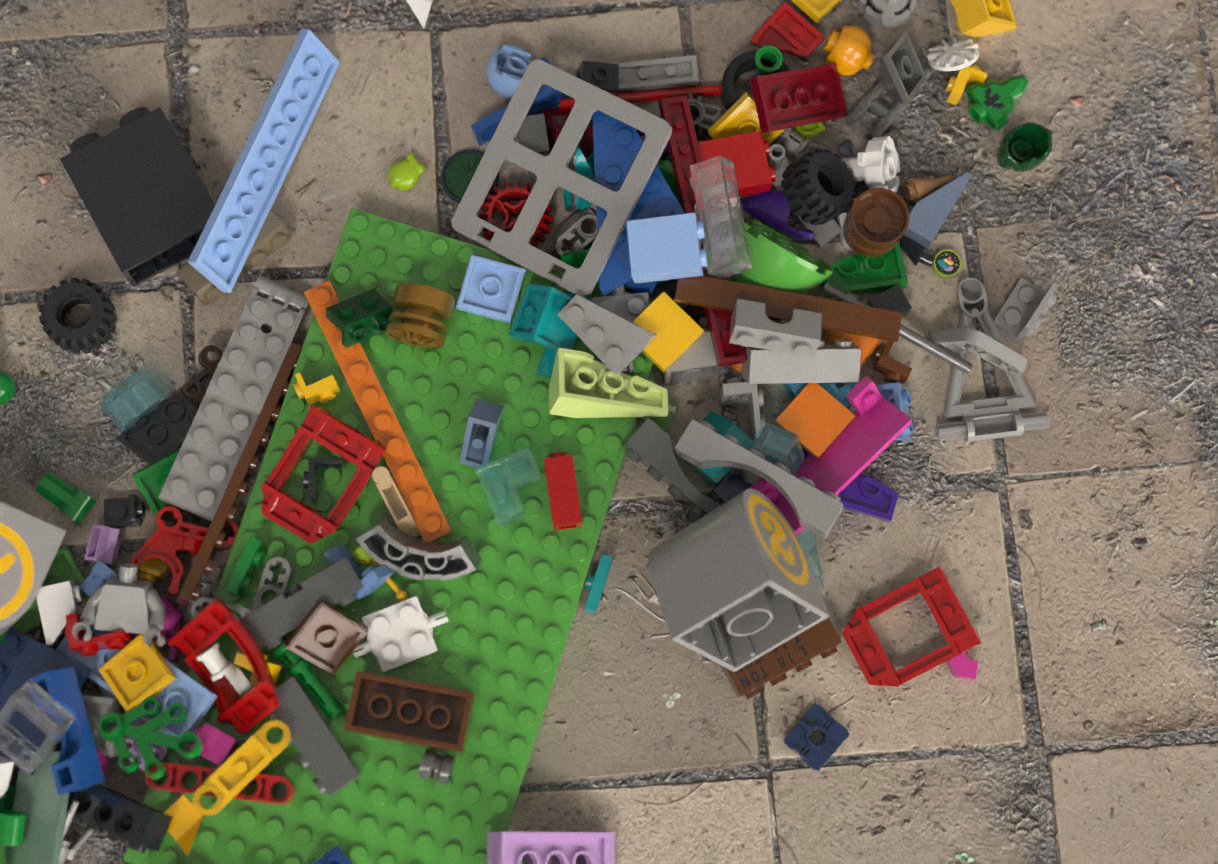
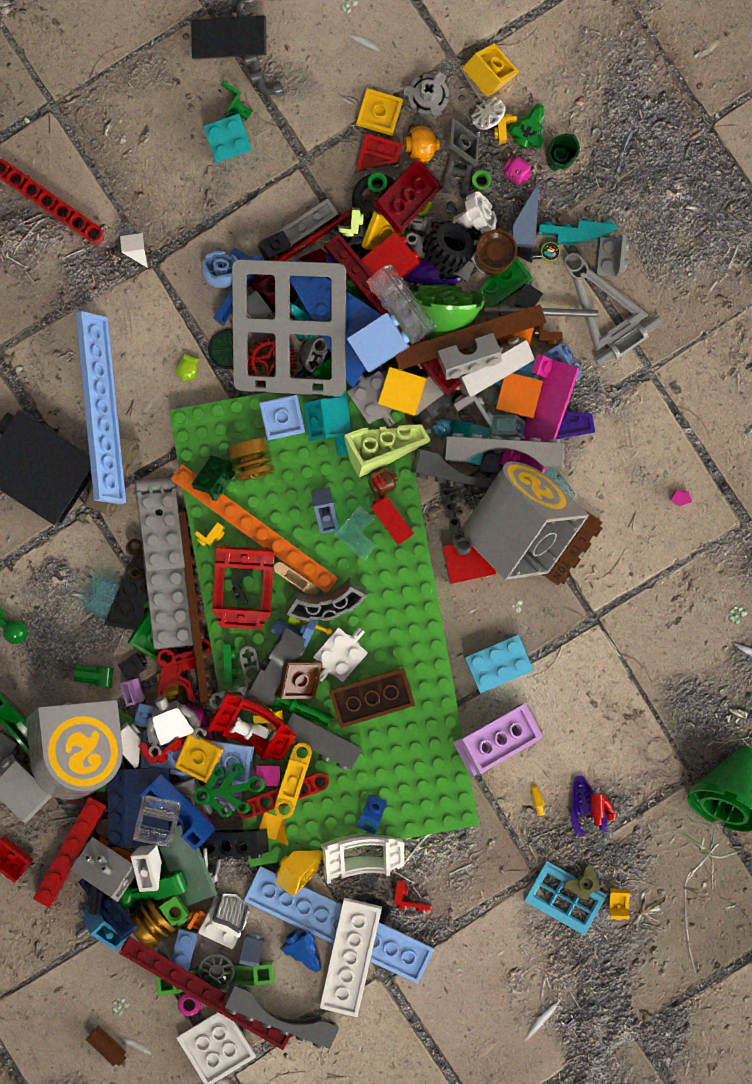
camera: 20 degrees left, 10 degrees up
(62, 300) = (22, 563): black tyre -> none
(436, 767) = (403, 720): dark grey wheel -> none
(577, 435) = (383, 481): none -> reddish brown head
(596, 584) = (438, 561): teal plate -> none
(606, 760) = (498, 663): none -> medium azure brick
(608, 335) = (367, 411): light grey wing -> none
(632, 603) = (467, 566): none -> red brick
(638, 565) = (462, 544): none -> dark grey bar
(691, 410) = (442, 427): none -> medium azure plate
(697, 380) = (433, 410): none -> dark grey wing
(718, 93) = (356, 220): none -> yellowish green bracket
(833, 737) = (621, 594): dark blue piece -> none
(905, 123) = (484, 174): none -> bright green piece
(919, 188) = (509, 213): medium nougat cone -> none
(947, 612) = (656, 471): red wedge -> none
(955, 141) = (517, 170): none -> dark pink head
(974, 341) = (592, 298): light grey beam -> none
(1003, 262) = (585, 232): none -> teal slope

